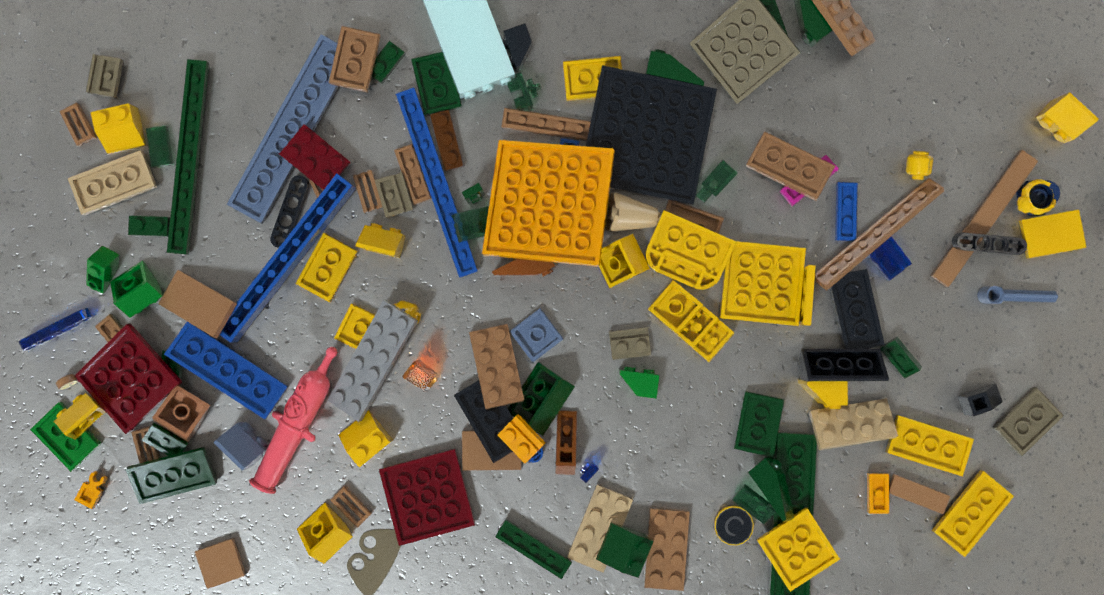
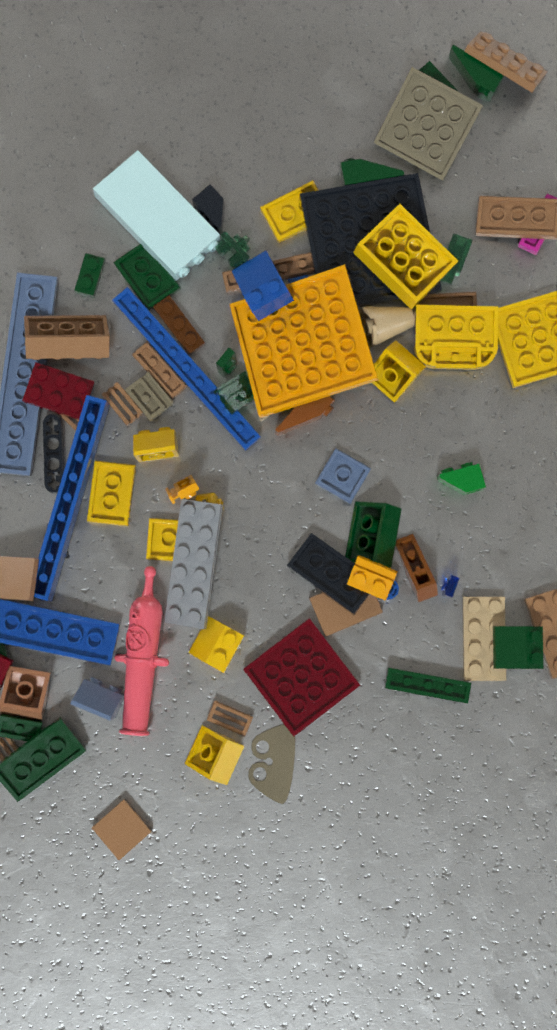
camera: 20 degrees left, 5 degrees down
(340, 111) = (66, 337): none -> medium nougat slope
(354, 59) = (59, 282): medium nougat tile -> none
(389, 291) = (184, 488): none -> light orange plate
(420, 375) = (247, 558): clear orange slope -> none
(496, 366) = (317, 520): medium nougat plate -> none
(532, 136) = (262, 285): none -> blue slope
(629, 343) = (436, 447): dark tan plate -> none
(672, 162) = (405, 256): none -> yellow slope
(691, 321) = (487, 401): yellow slope -> none

